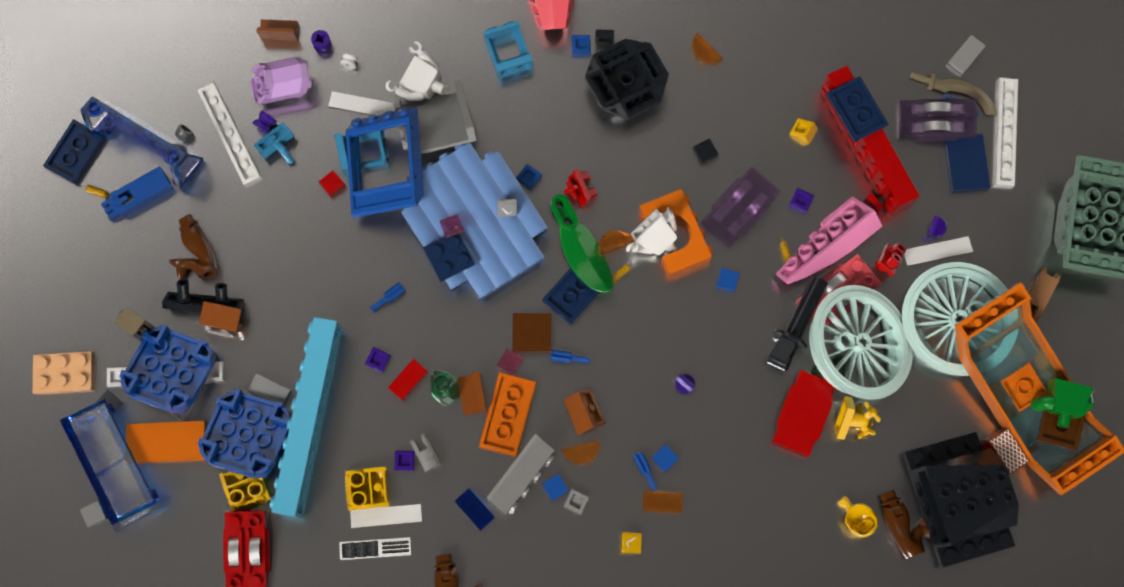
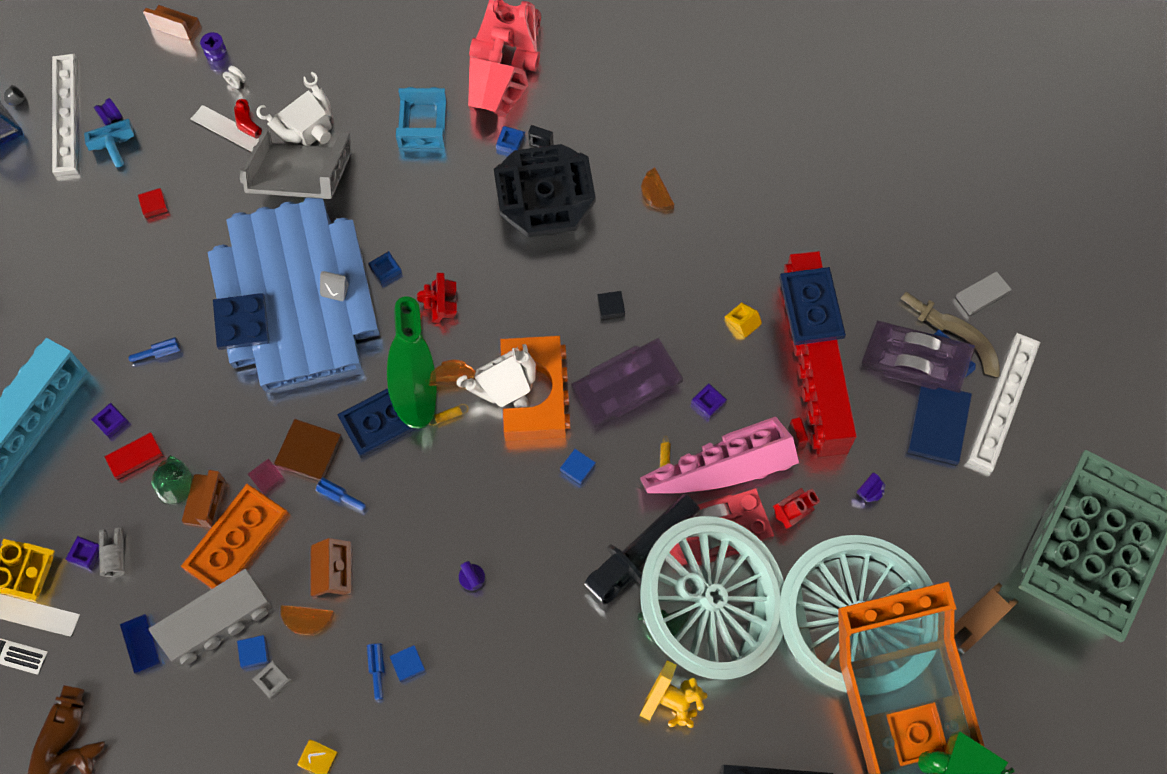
camera: 20 degrees right, 10 degrees down
(280, 80) = (145, 71): lavender brick -> none
(341, 144) = (185, 173): dark azure window -> none
(371, 94) = (243, 119): none -> red arm
(390, 196) = (214, 230): blue window -> none
(451, 226) = (257, 286): clear pink tile -> none
(662, 502) = (380, 720): clear orange tile -> none
(804, 413) = (608, 667): red piece -> none
(938, 250) = (864, 520): white sticker -> none

